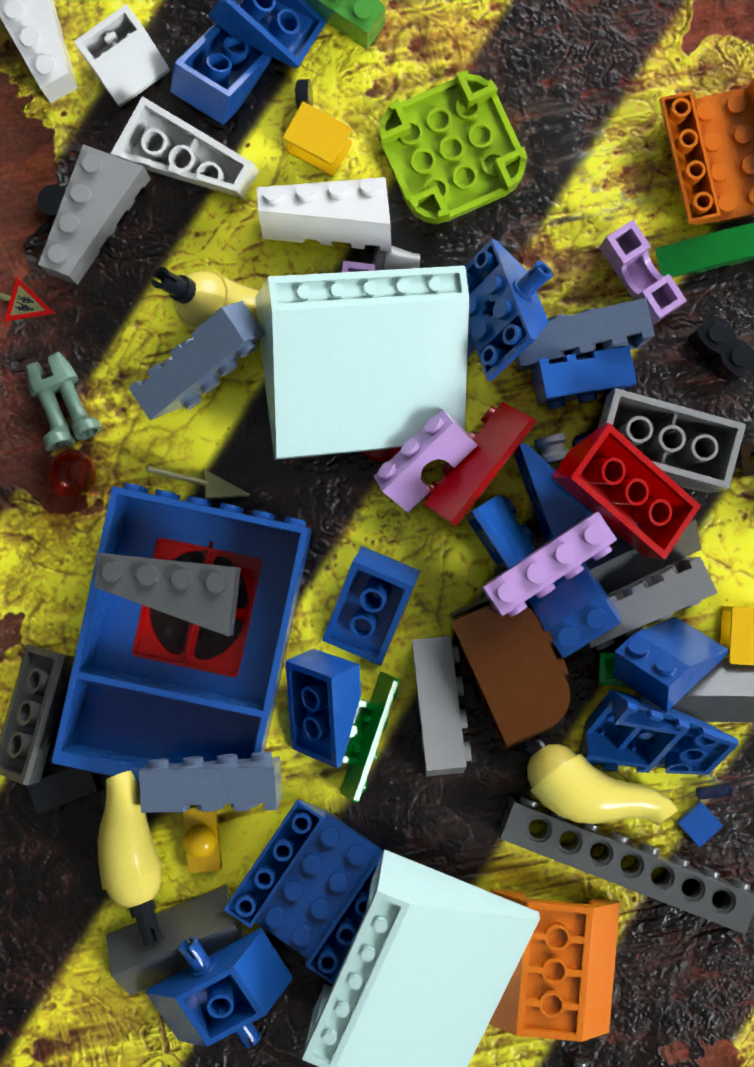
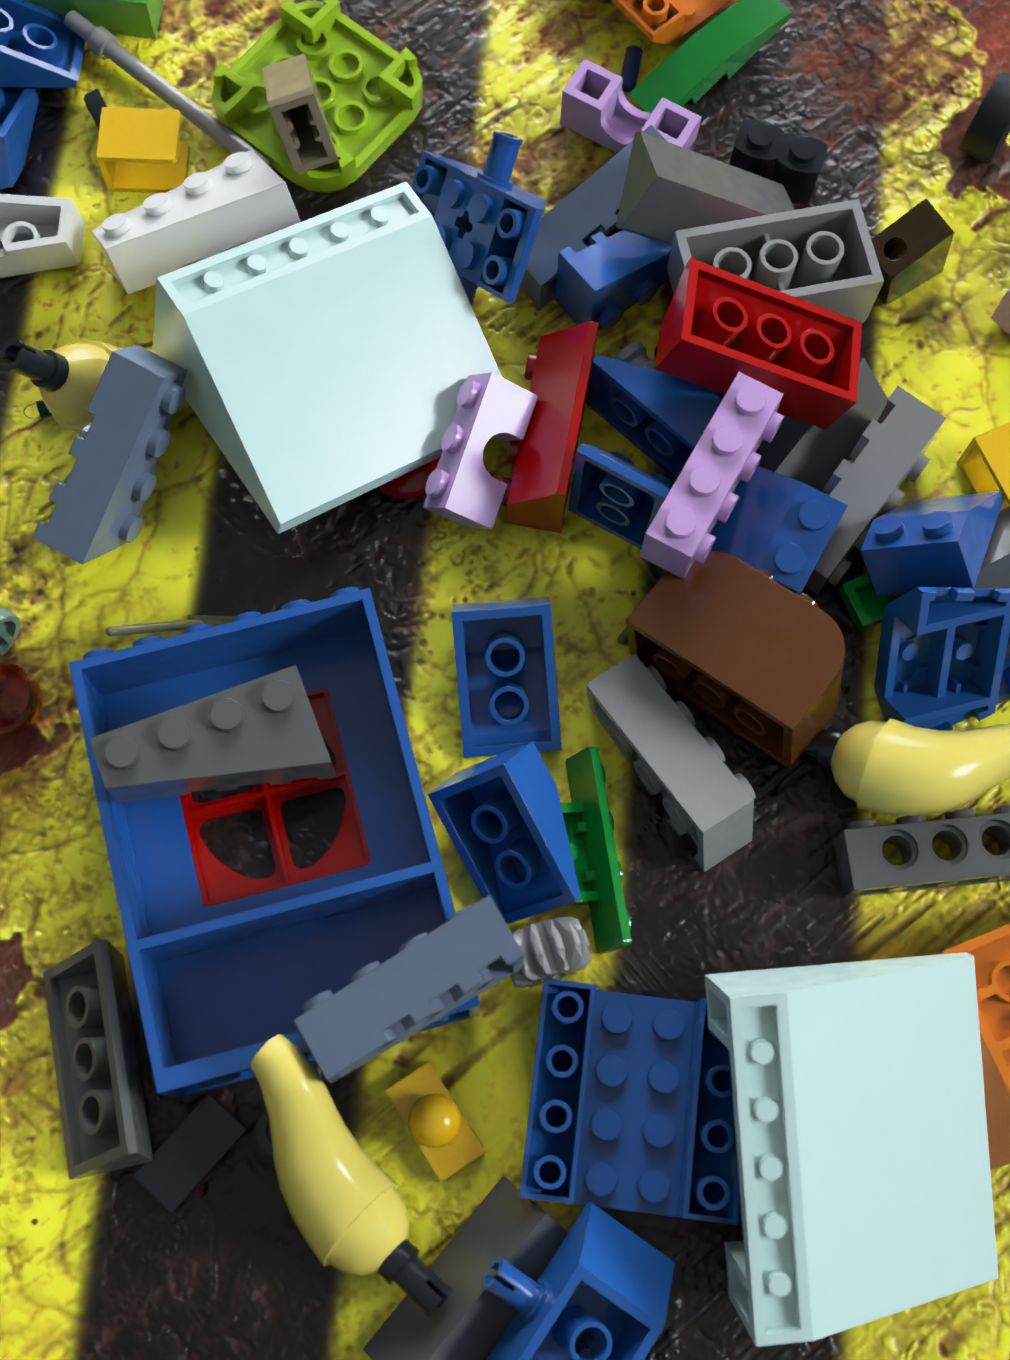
camera: 30 degrees left, 15 degrees down
(308, 783) = (551, 951): none -> light grey gear
(329, 44) = (106, 47): none -> light grey bar
(426, 166) = (299, 113): none -> dark tan slope
(652, 364) = (681, 189): none -> dark grey slope
(667, 228) = (631, 67): none -> clear blue piece

